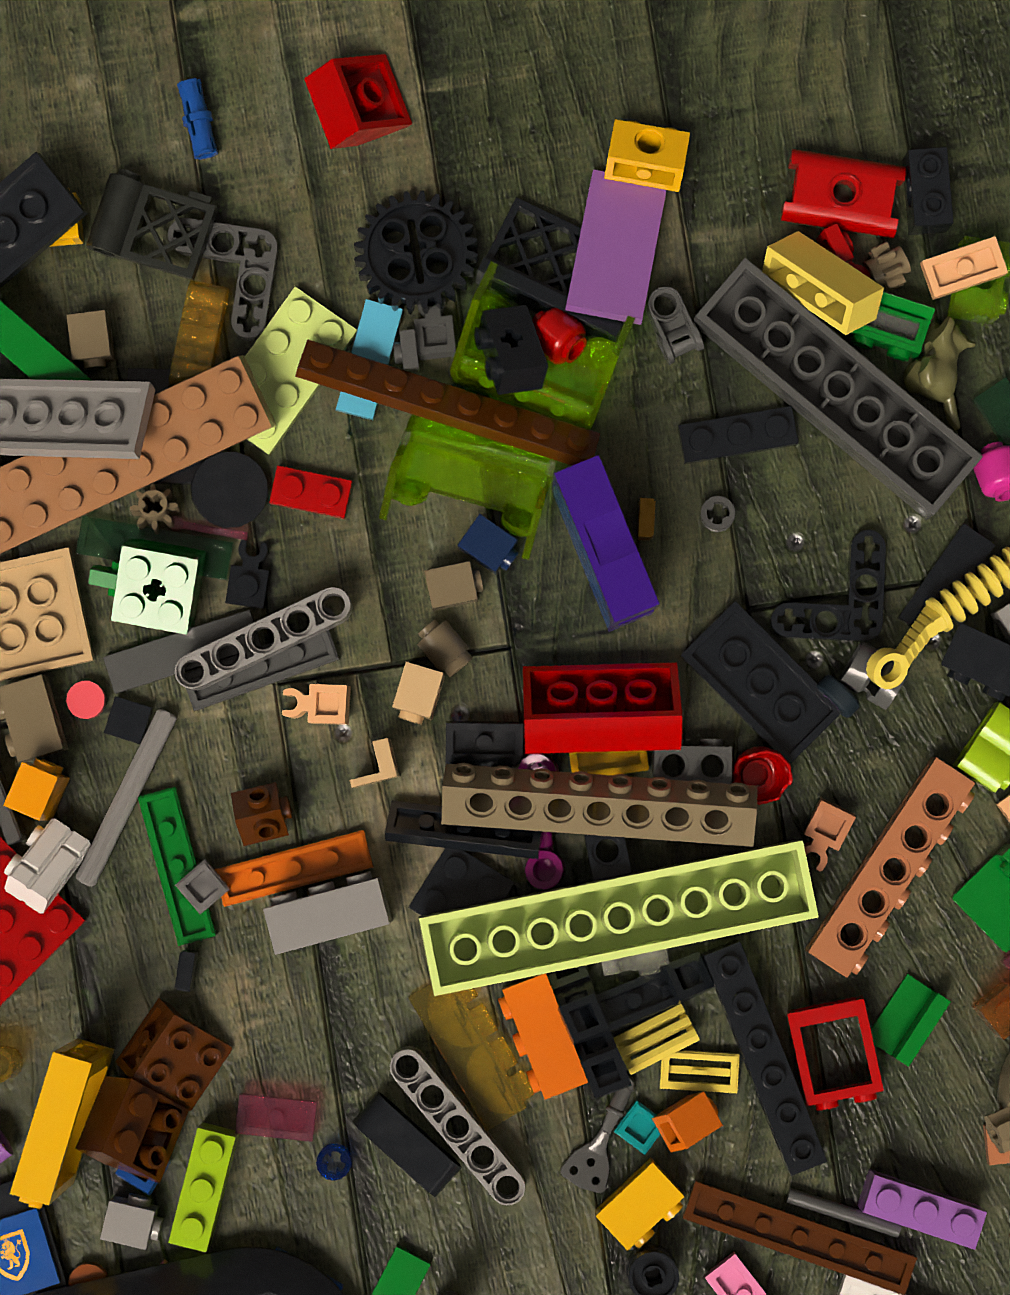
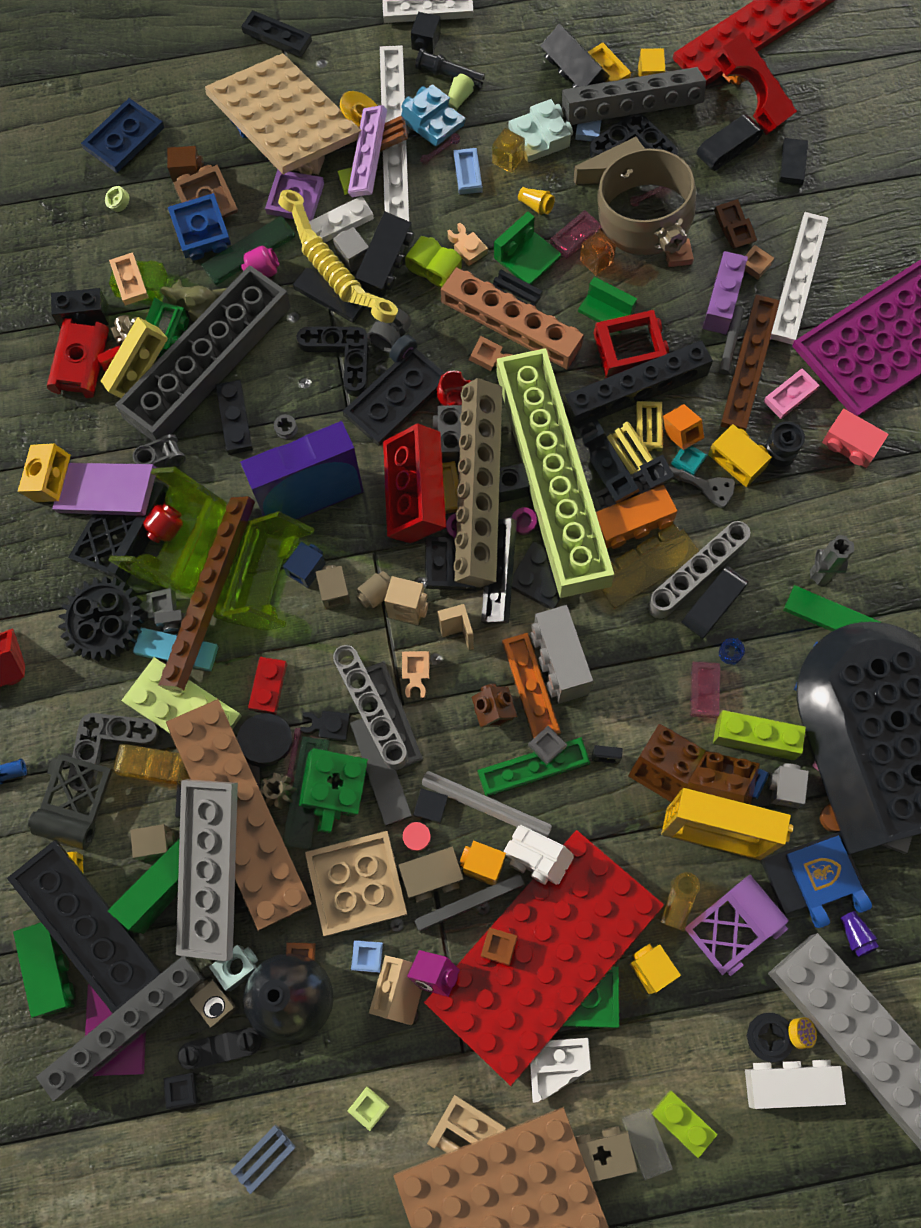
camera: 90 degrees left, 15 degrees down
(511, 349) = (171, 546): black brick -> none
(954, 884) = (517, 287): none -> black tile
(979, 1266) = (758, 262): none -> medium nougat plate

